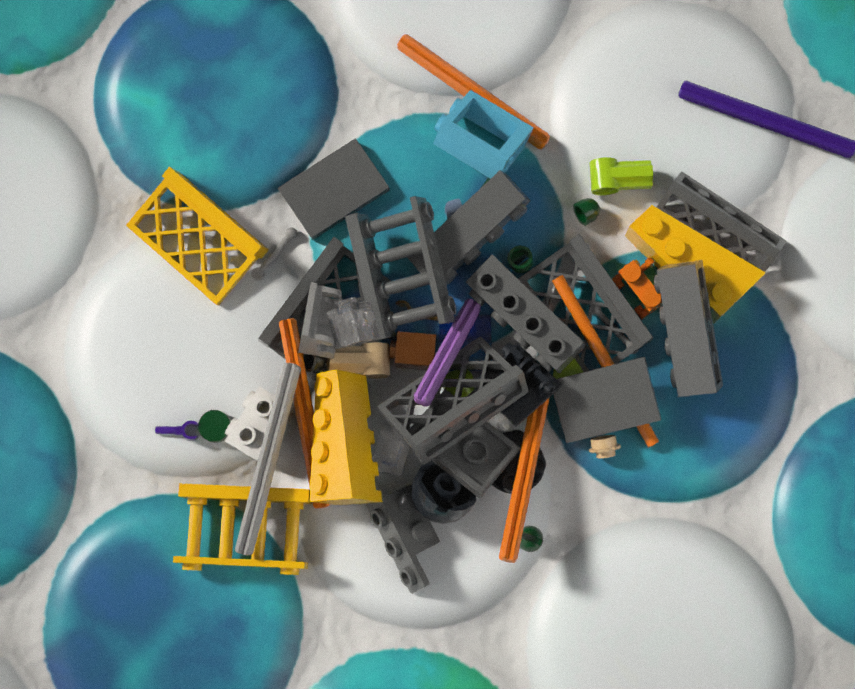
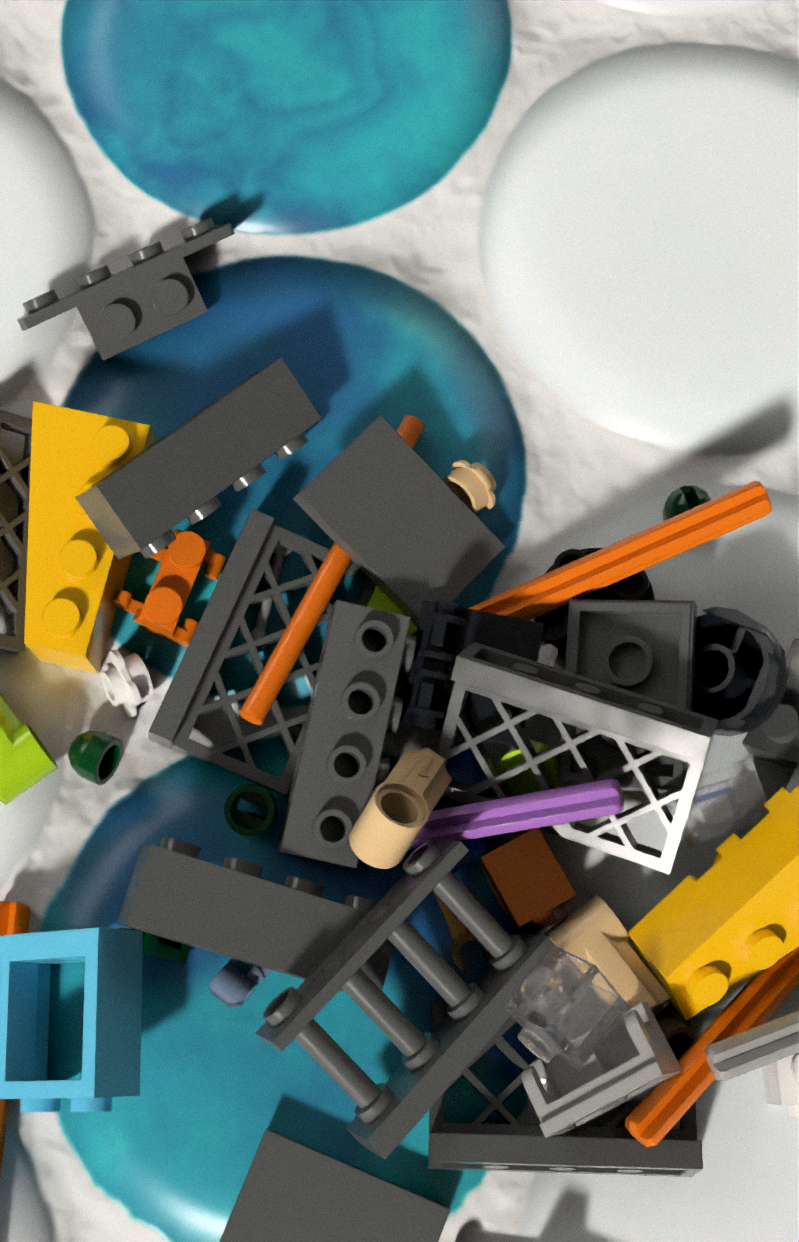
camera: 130 degrees left, 5 degrees down
(477, 314) = (399, 808): none -> tan piece
(610, 241) = (127, 682): none -> white plate
(797, 356) = (138, 300): none -> dark grey bracket

